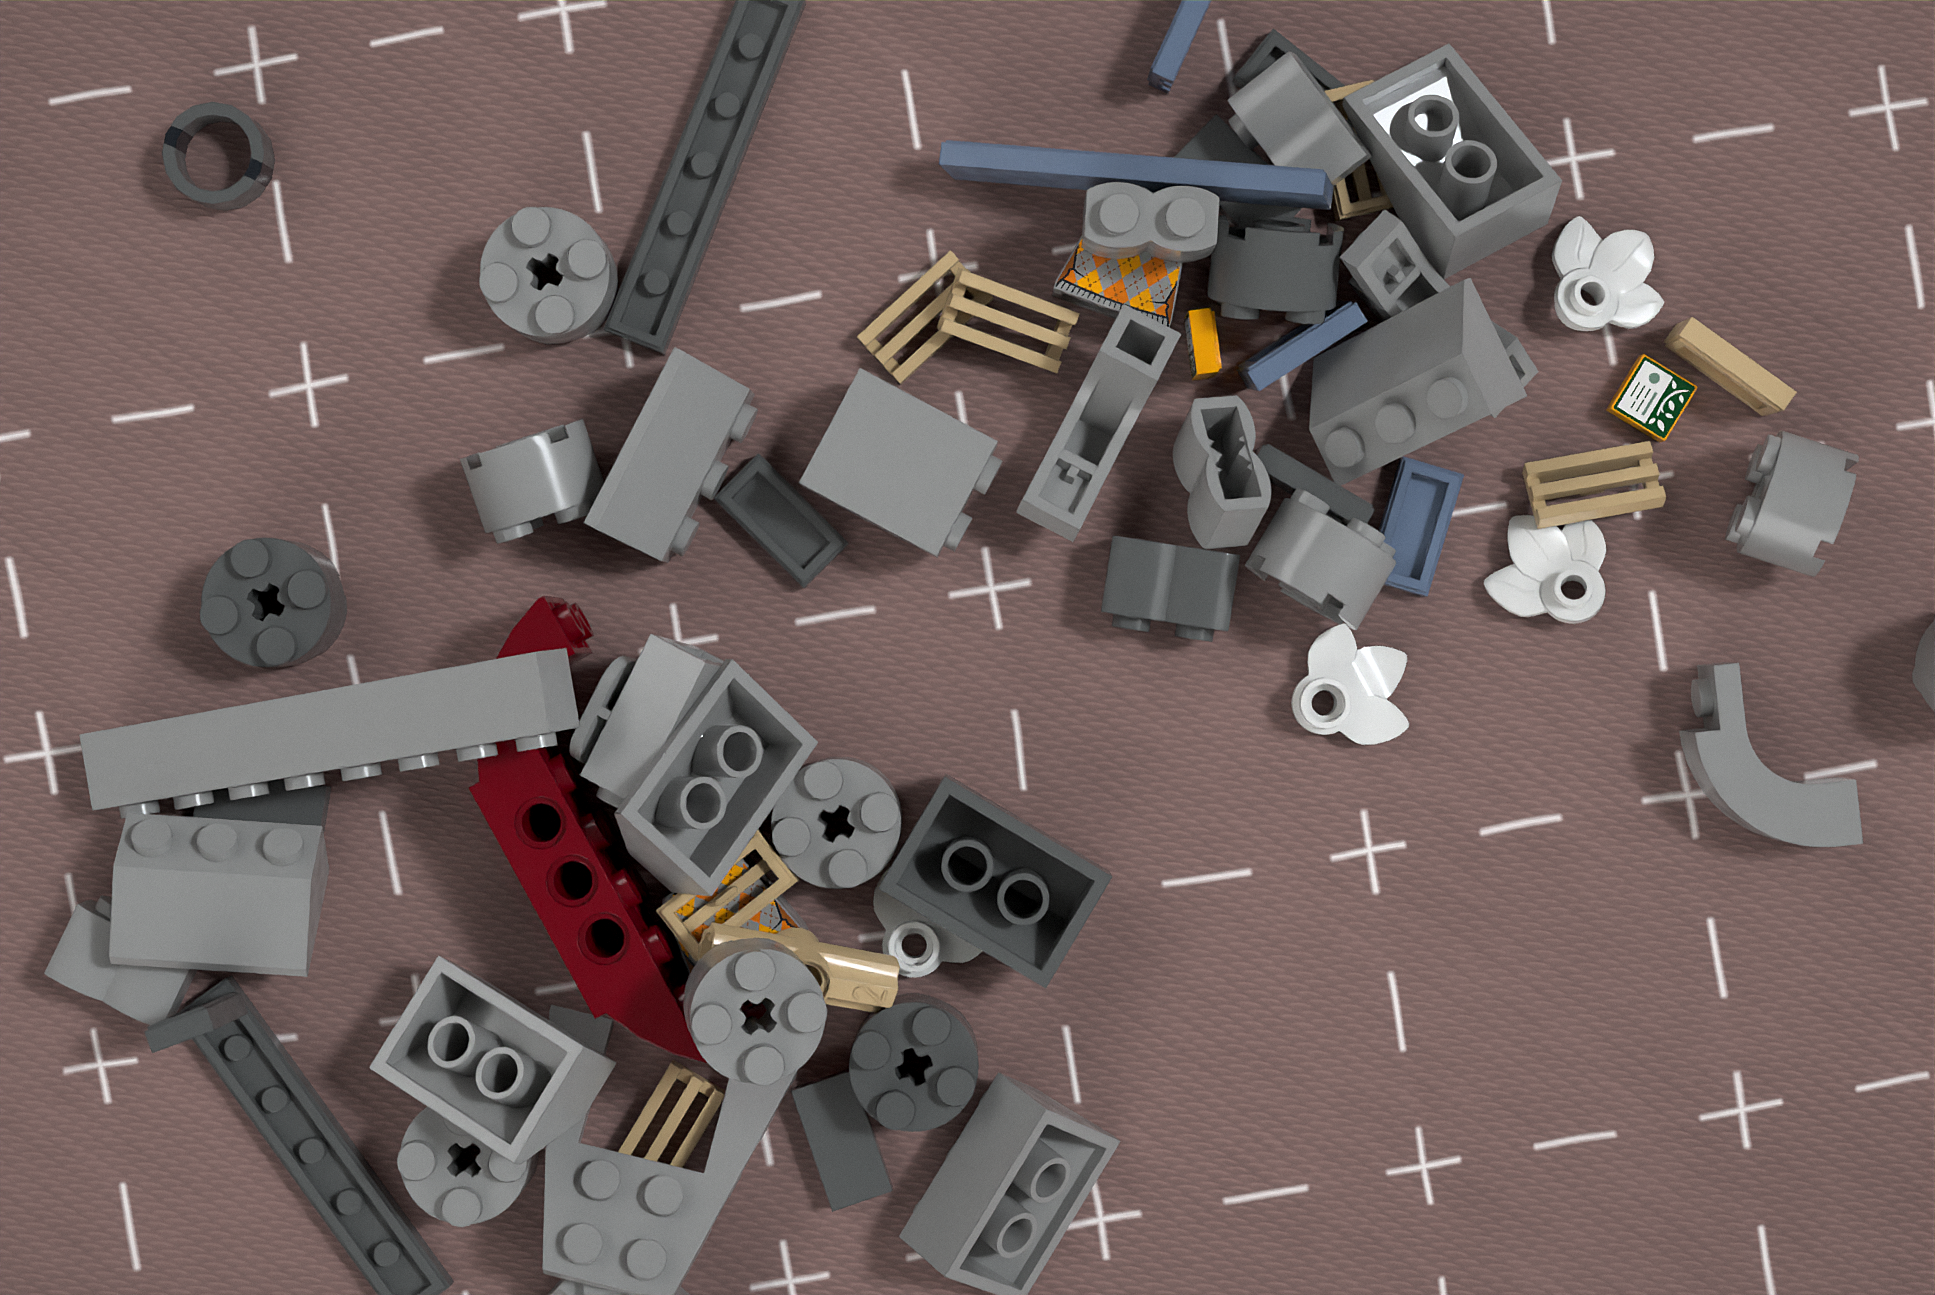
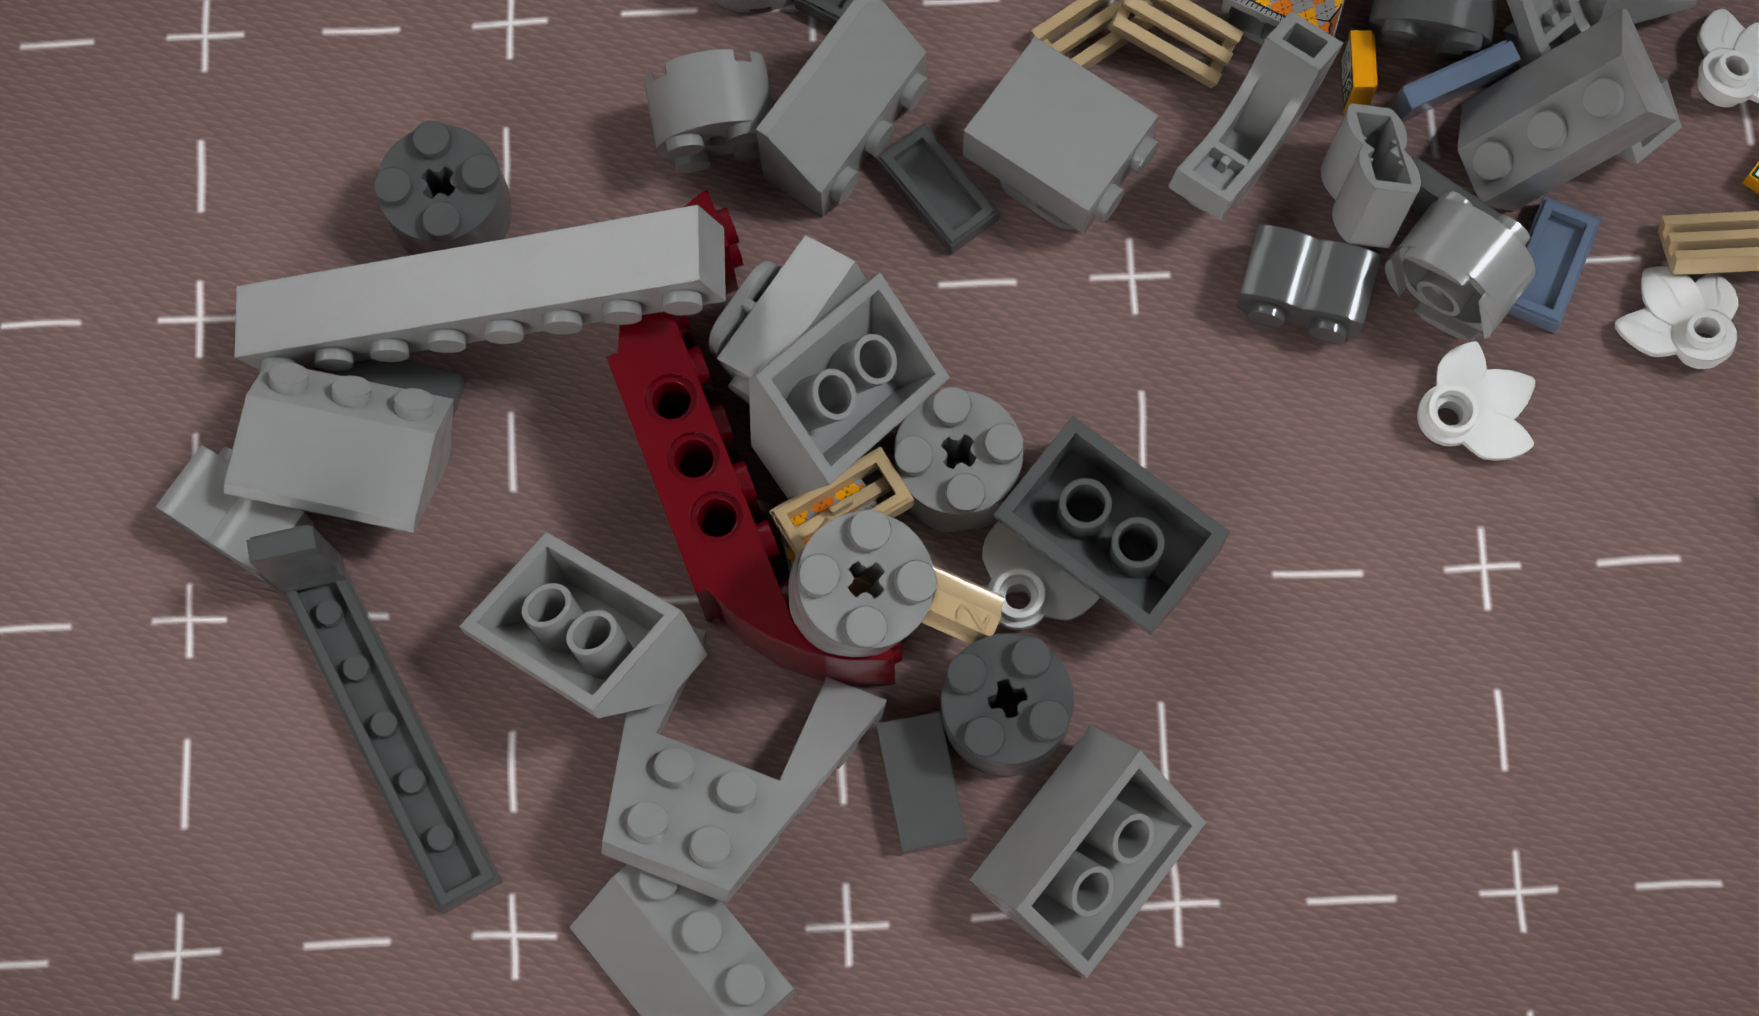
camera: 15 degrees right, 15 degrees down
(447, 1183) = (525, 774): light grey brick -> none
(694, 1084) = (777, 709): tan tile -> none

